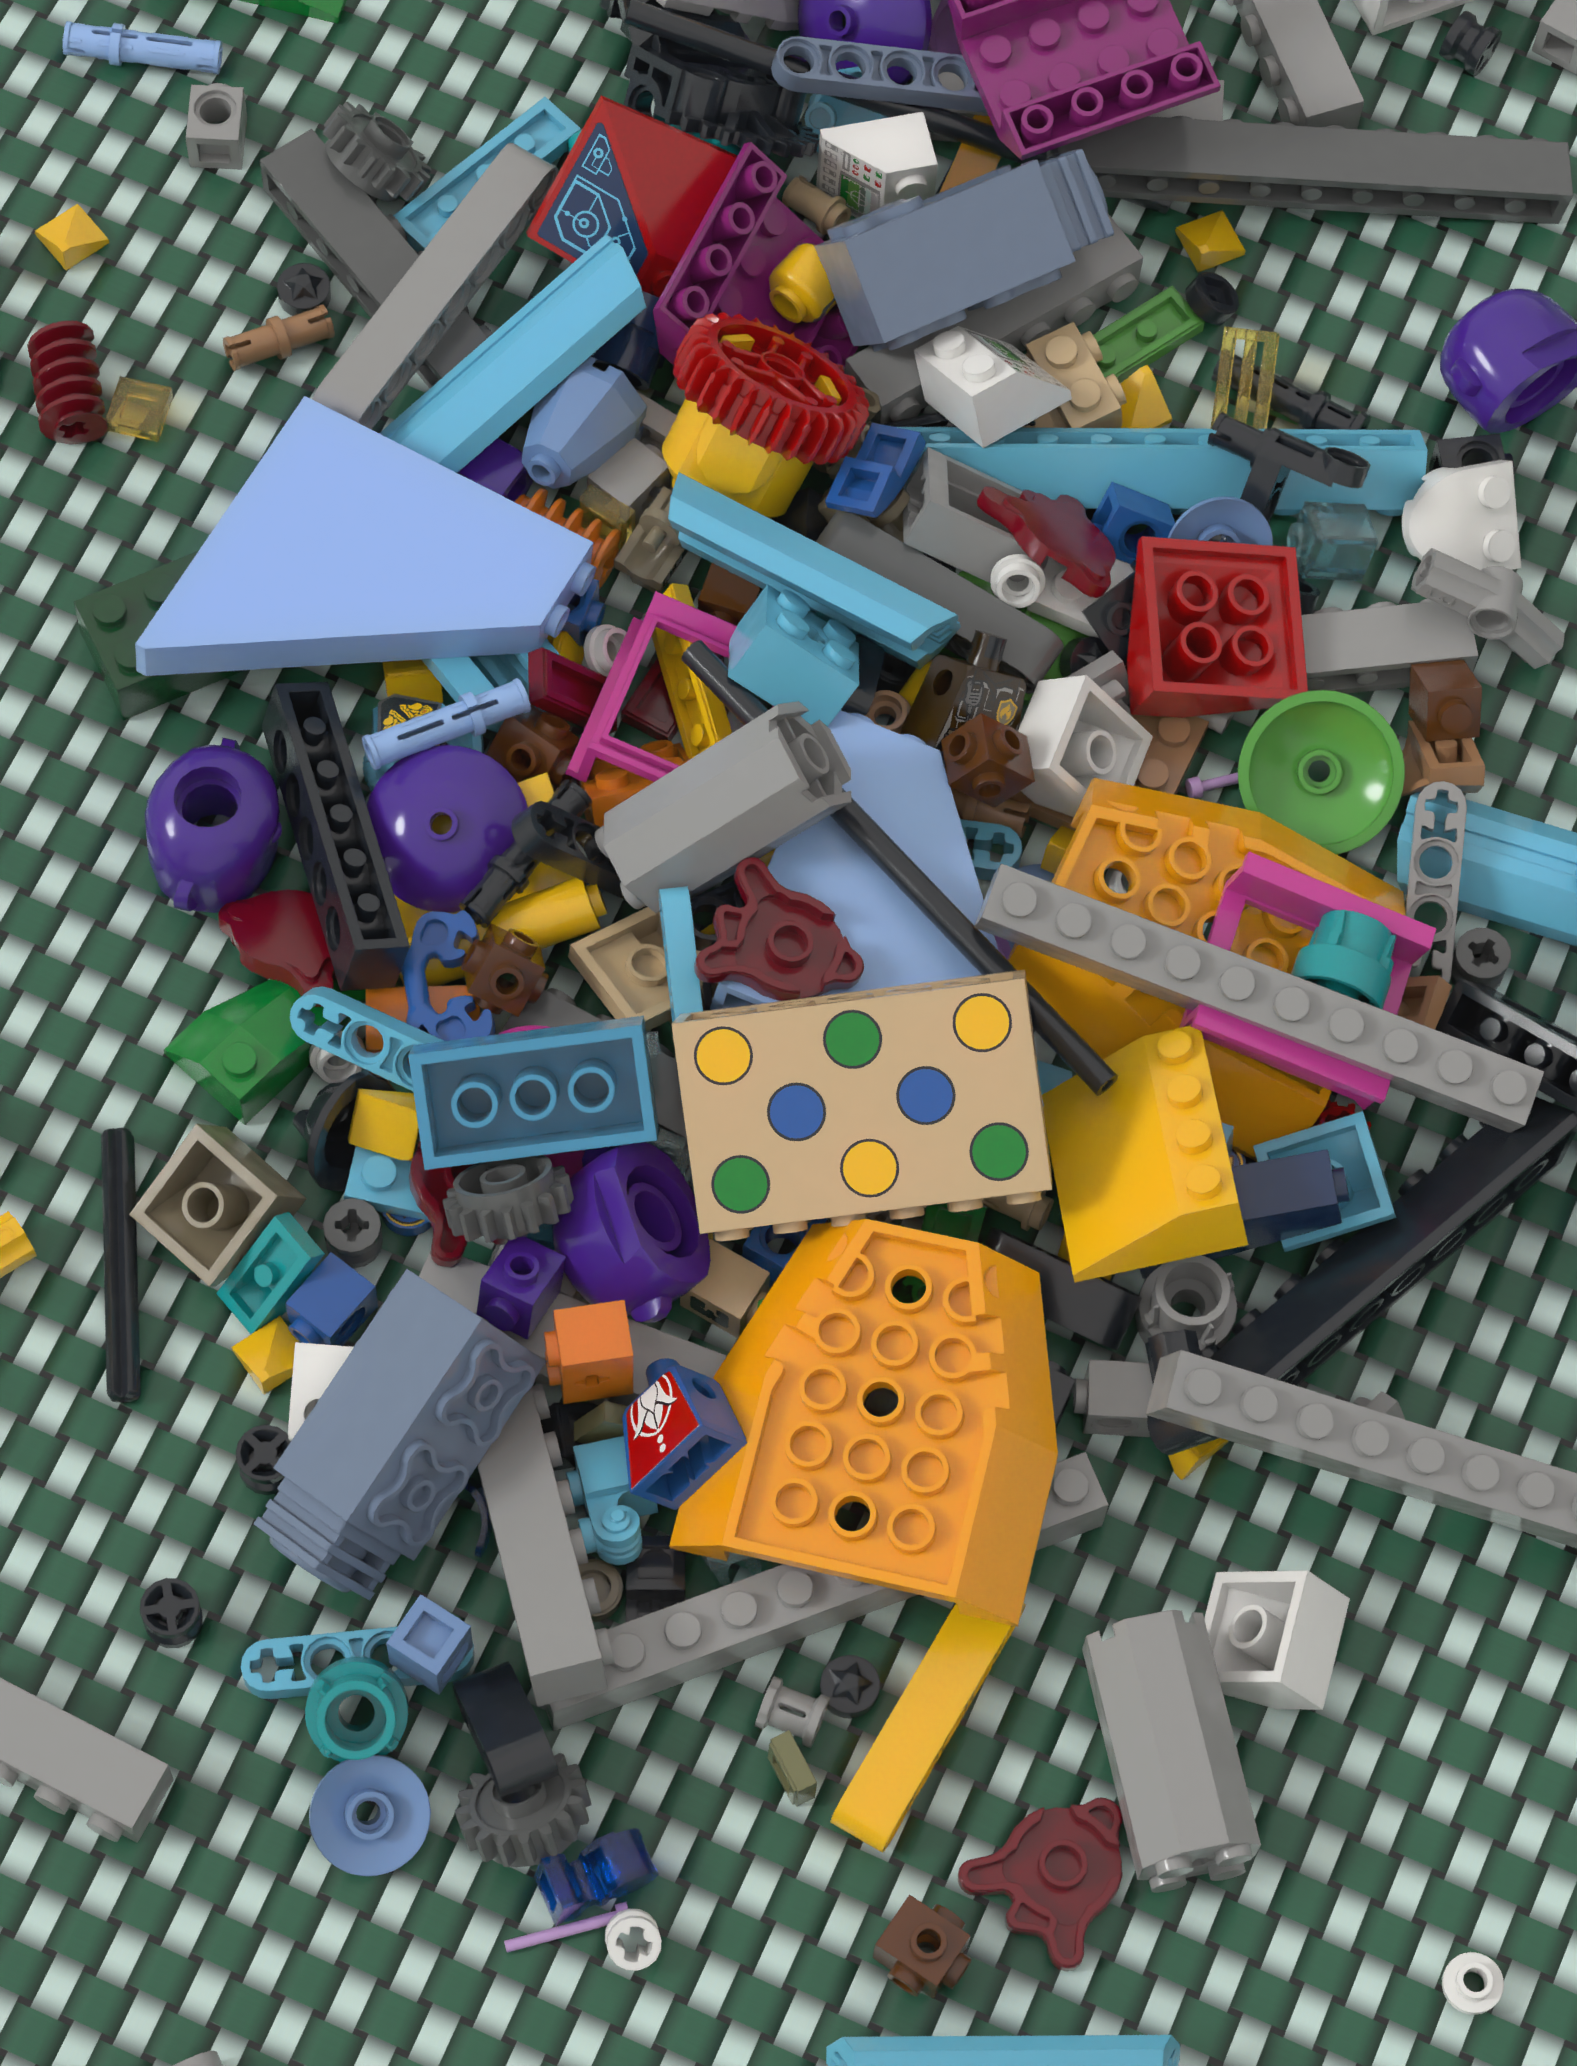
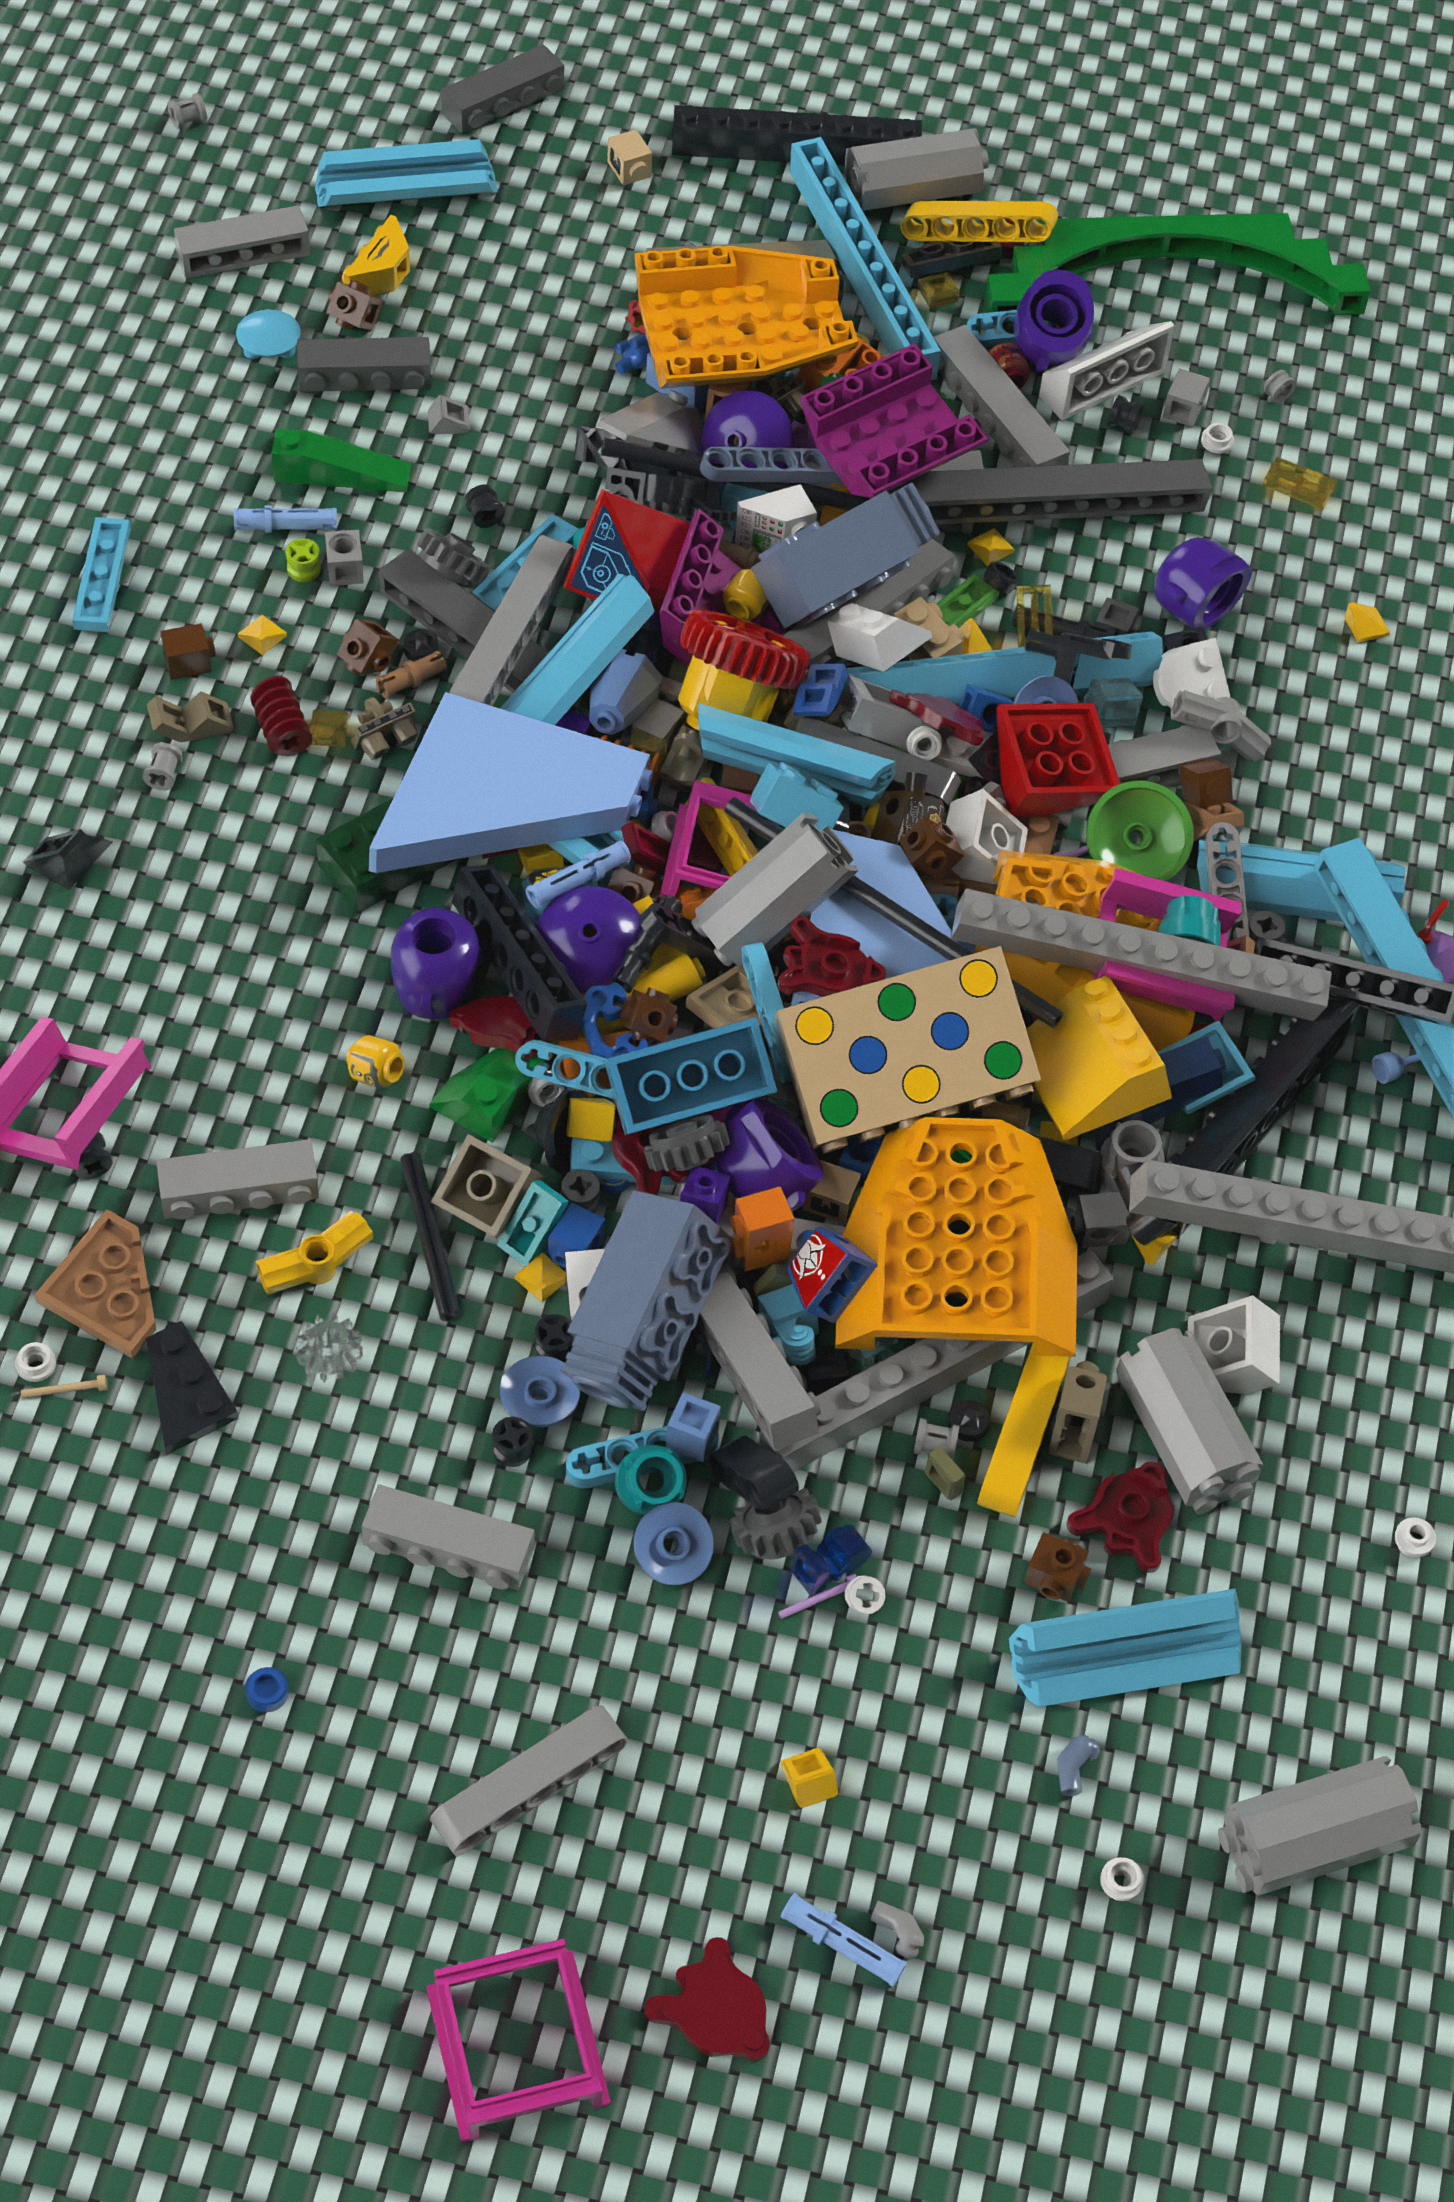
camera: 10 degrees left, 10 degrees down
(94, 973) = (375, 1061): none -> yellow head
(160, 109) = (303, 560): none -> lime wheel
(196, 431) = (381, 721): none -> dark tan hips
(216, 1517) = (538, 1377): none -> medium blue dish
(218, 287) = (367, 648): none -> reddish brown brick
(445, 67) = (484, 506): none -> black wheel
(1010, 1703) = (1080, 1397): none -> dark tan torso
(1375, 392) = (1117, 615): none -> dark grey plate

